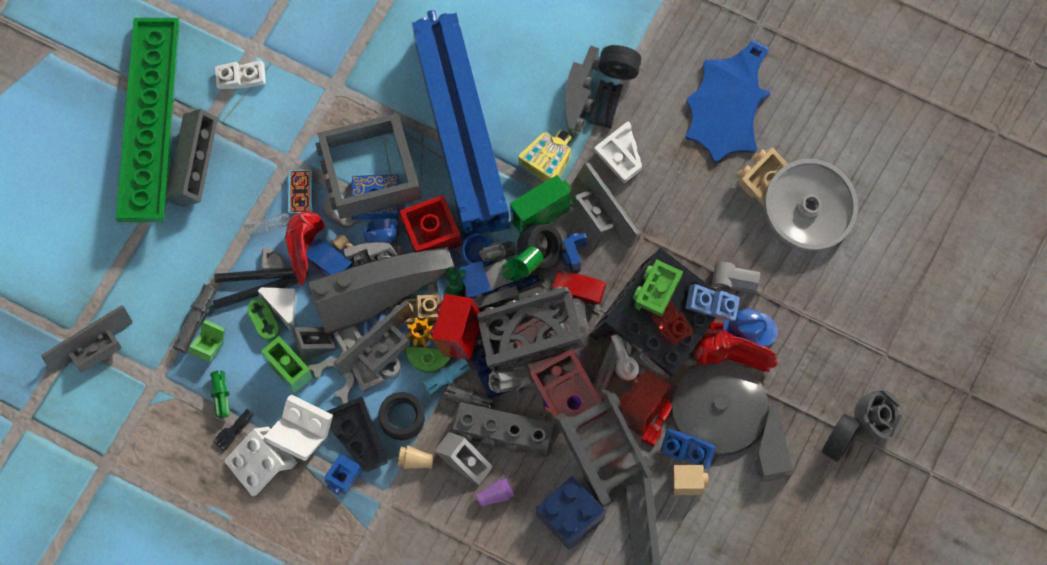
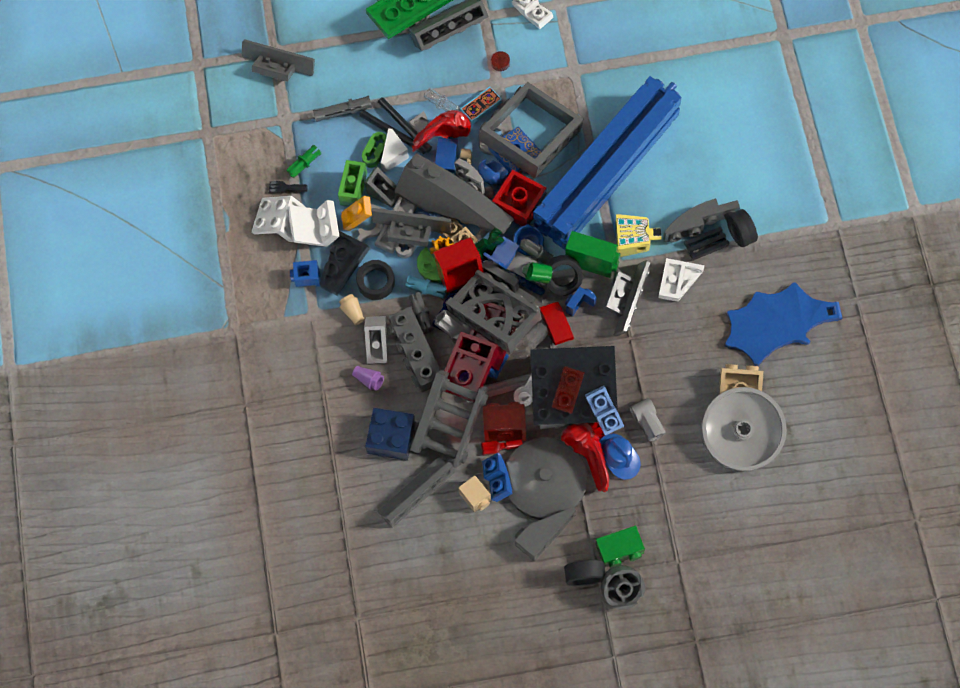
camera: 55 degrees right, 0 degrees up
(208, 341) = (332, 128): bright green bracket -> none
(268, 142) = (500, 61): none -> clear red tile
(321, 382) = (356, 213): none -> light orange plate
(658, 287) = (579, 363): bright green bracket -> none
(838, 390) = (620, 547): none -> green brick

